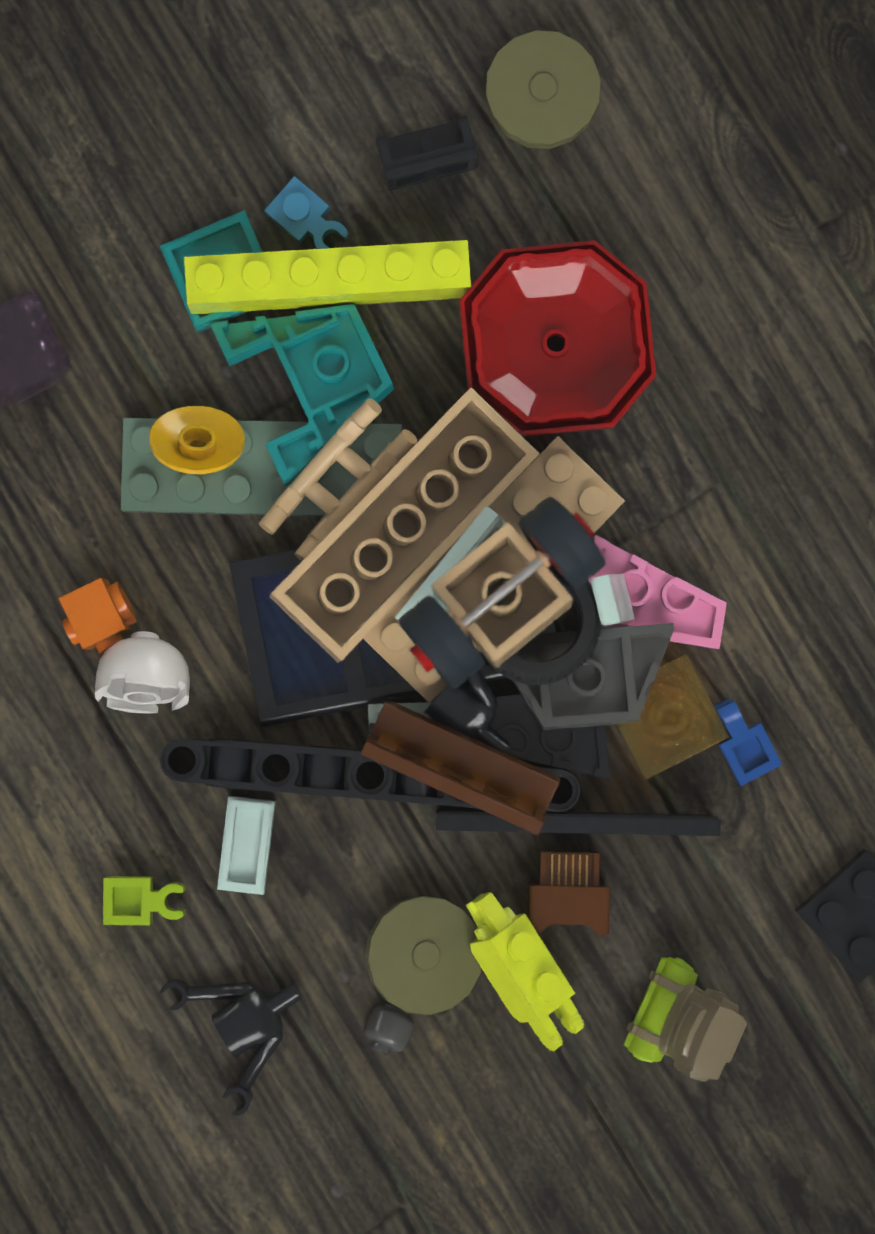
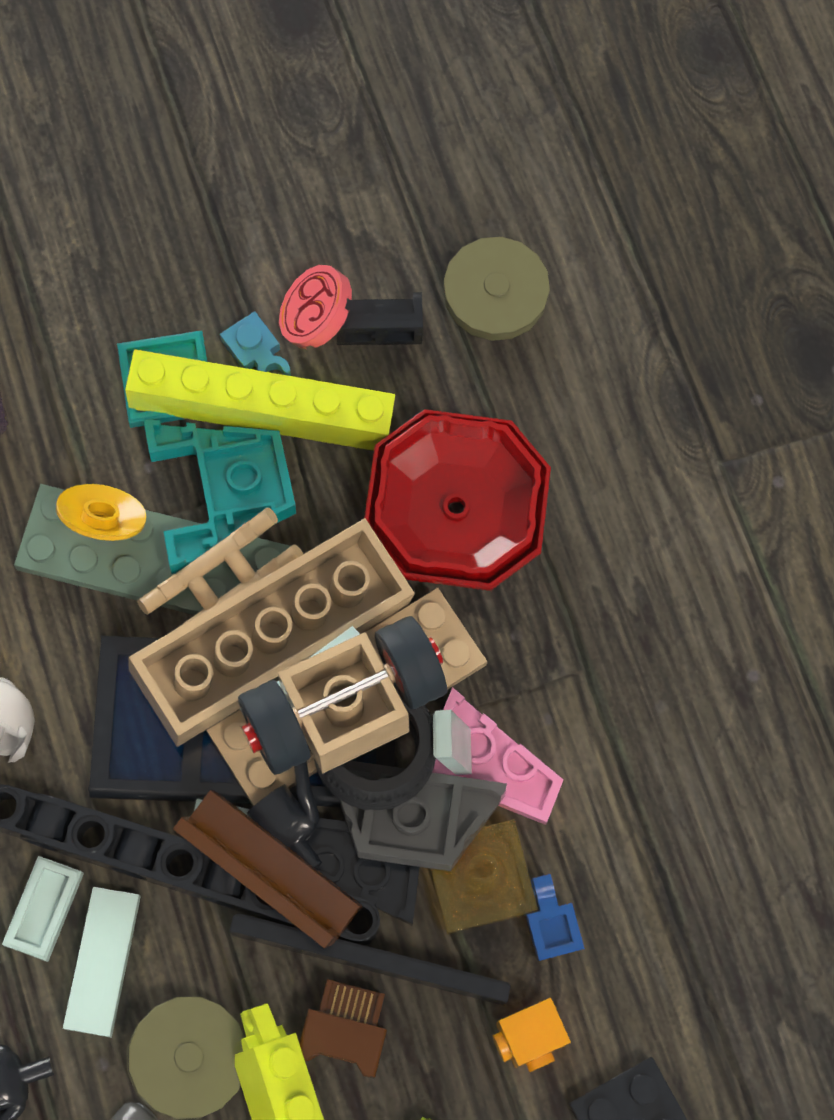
camera: 10 degrees right, 15 degrees down
(317, 882) = (102, 962): none -> light aqua tile
(358, 158) = (315, 307): none -> coral tile
(748, 858) = (531, 1036): none -> light orange brick

